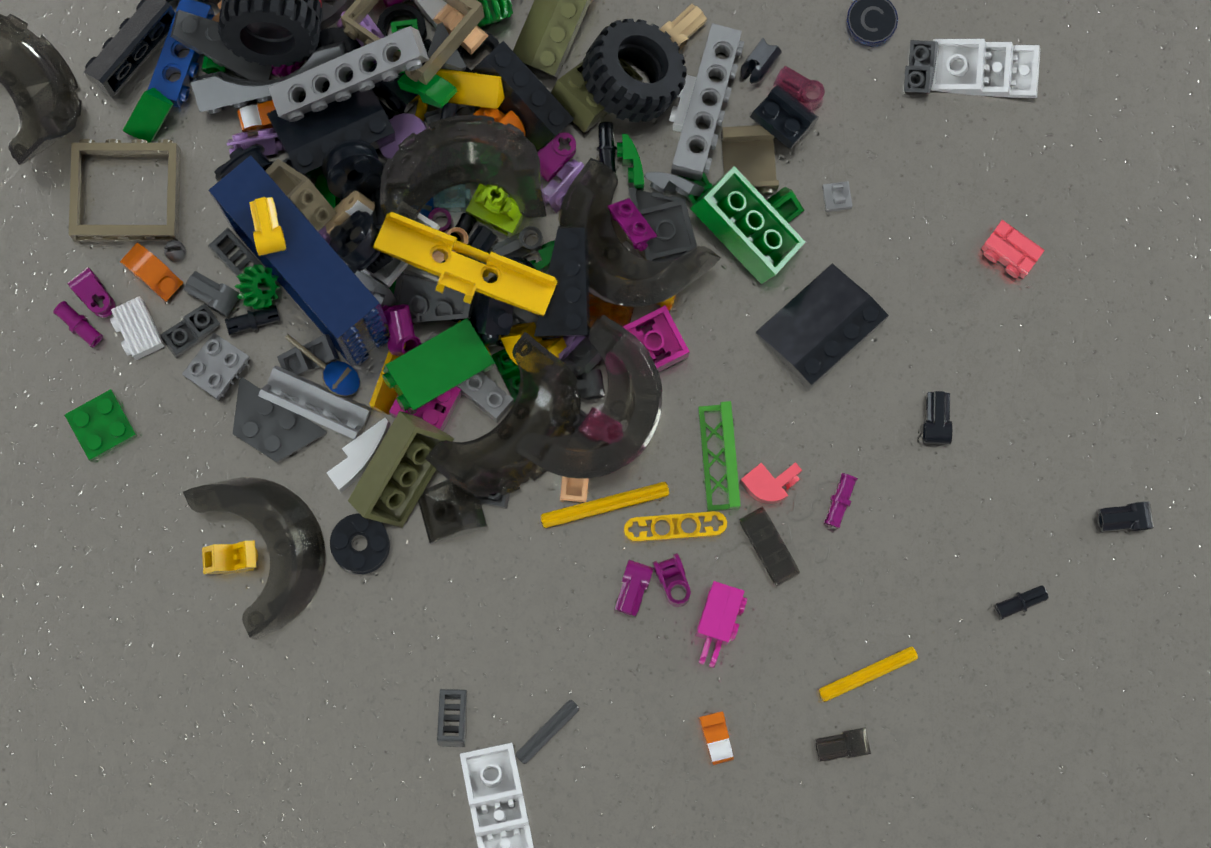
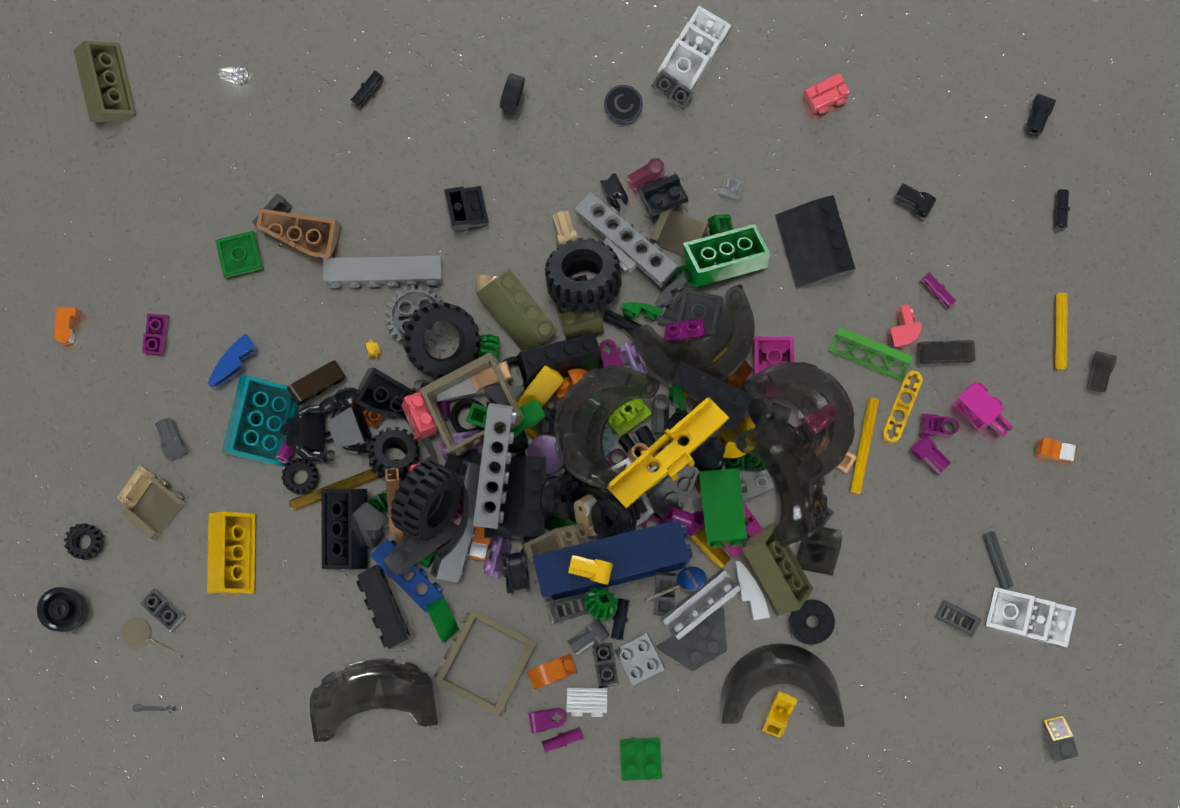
camera: 55 degrees left, 0 degrees up
(175, 256) = (539, 647): light grey hinge -> none
(379, 291) = (655, 519): dark grey slope -> none

